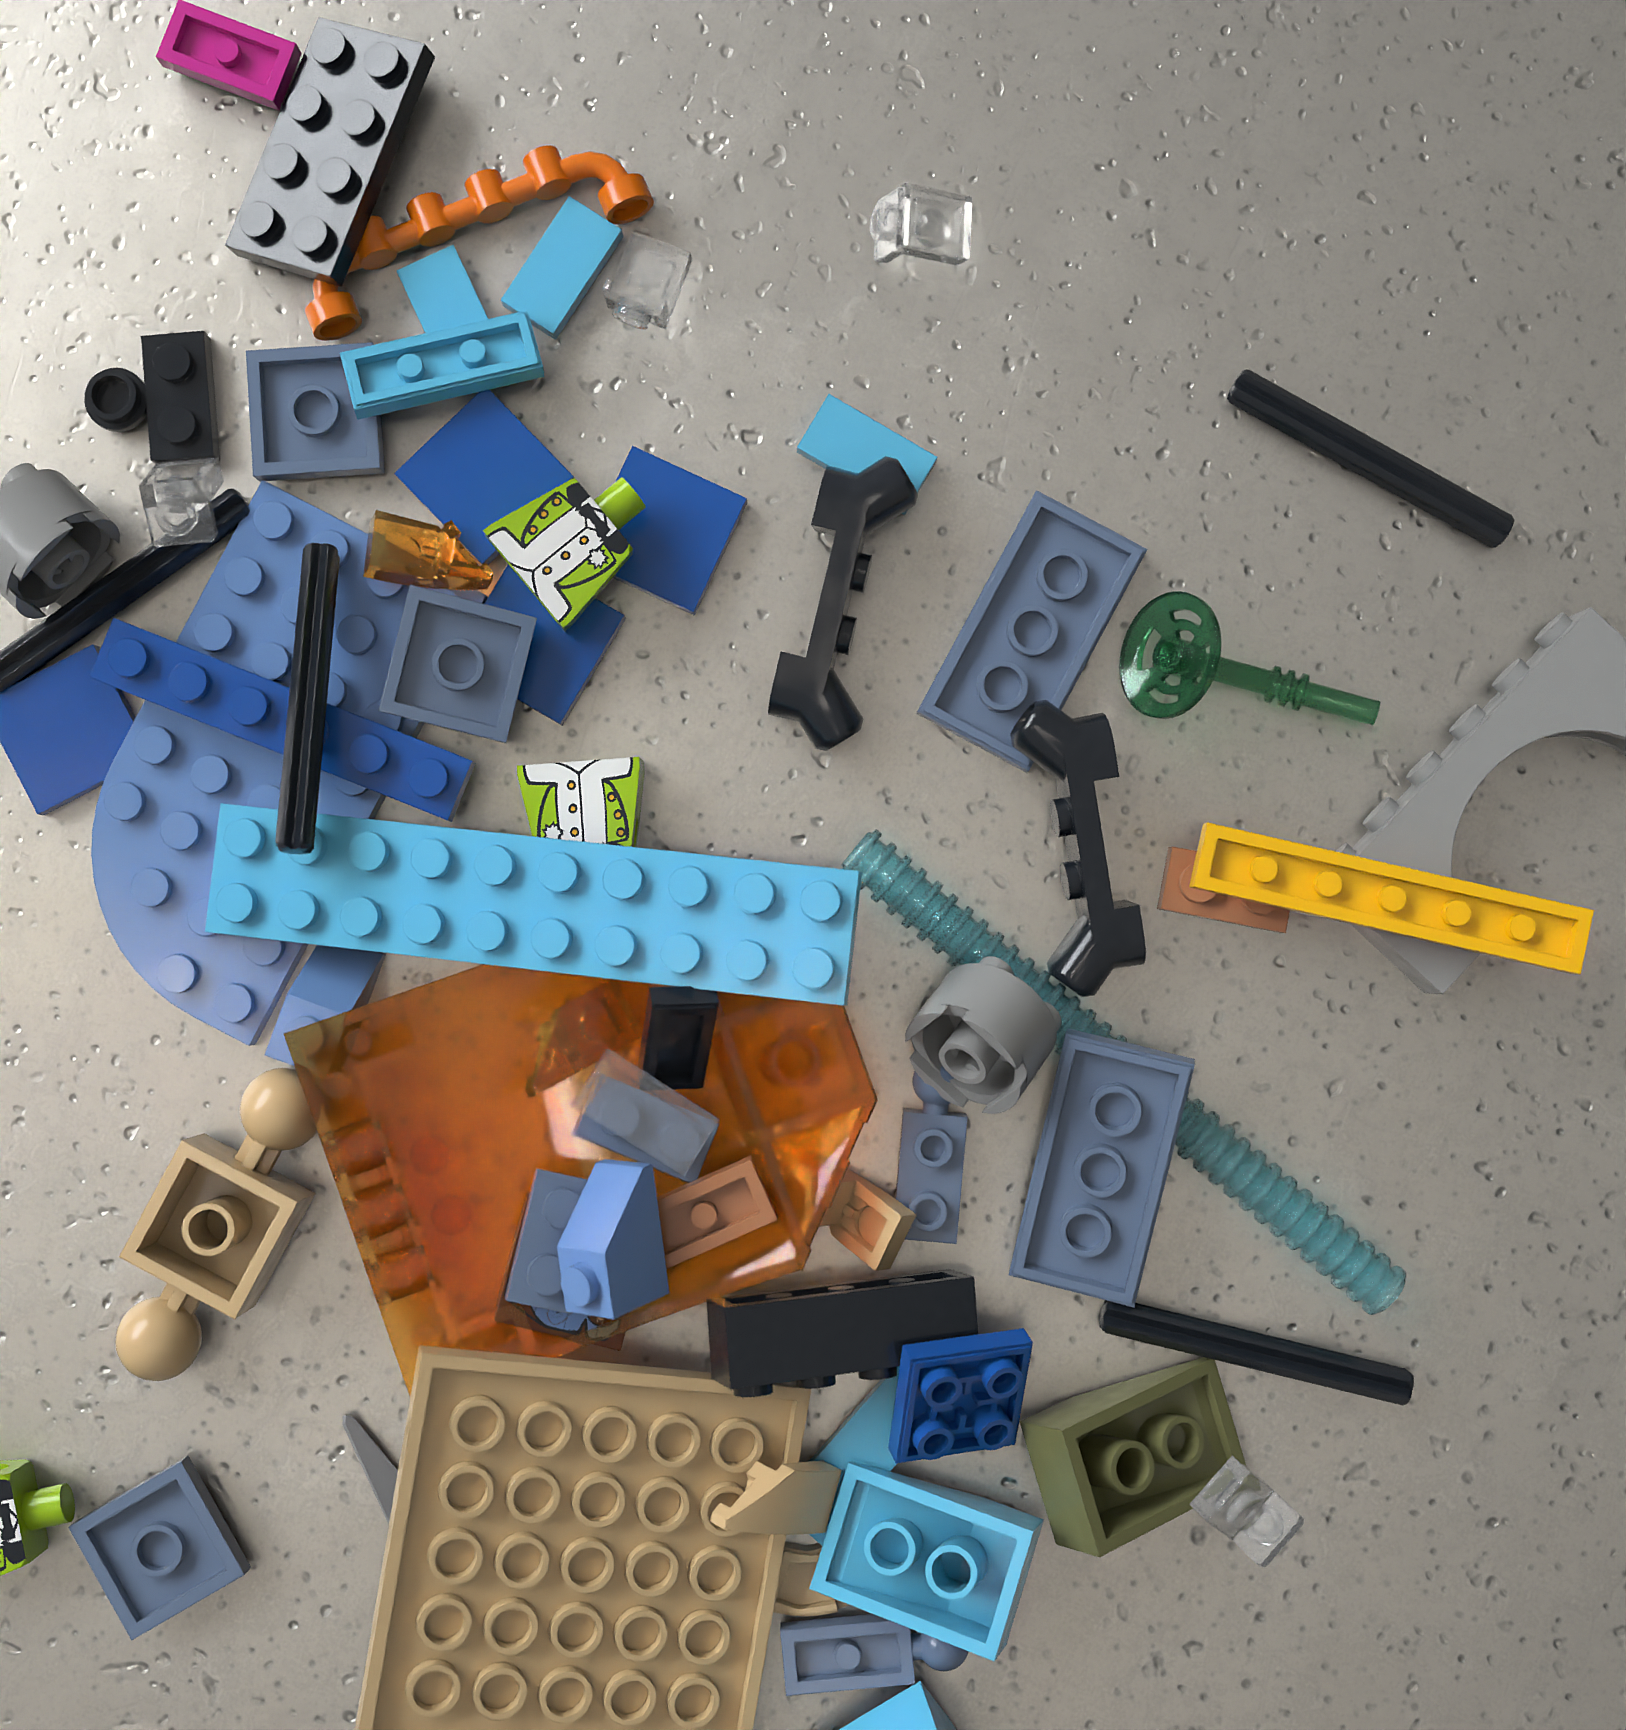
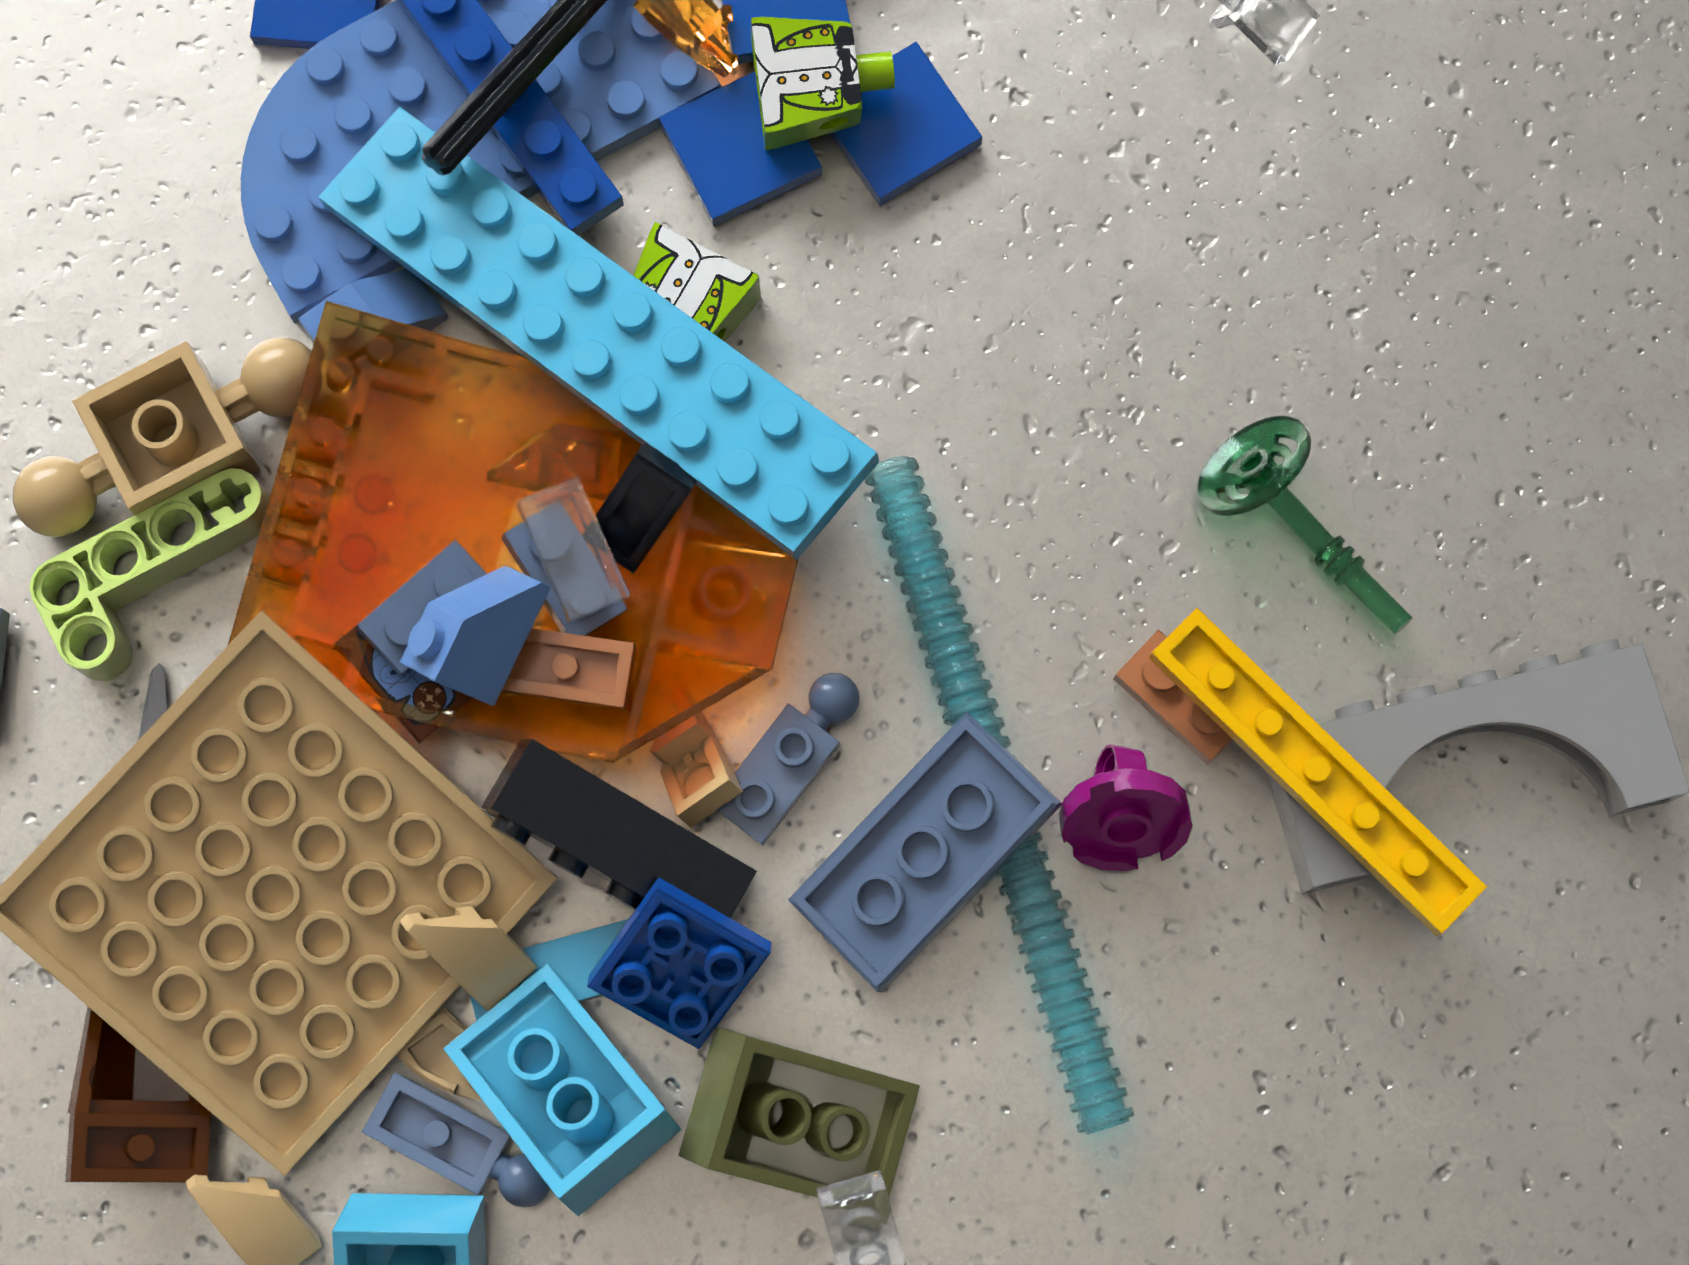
camera: 35 degrees right, 10 degrees down
(283, 1333) = (156, 565): none -> yellowish green beam
(457, 664) = (661, 116): sand blue plate -> none
(850, 509) = (1056, 191): black plate -> none
(855, 441) = (1104, 164): medium azure tile -> none
(984, 1033) = (898, 669): light grey brick -> none
(1031, 625) = (1150, 386): sand blue tile -> none
(1106, 931) = (1124, 501): black plate -> none
(1243, 1025) = (1124, 813): none -> magenta tile
(1258, 1351) = (961, 1105): black axle -> none
(1370, 458) = (1529, 420): black axle -> none

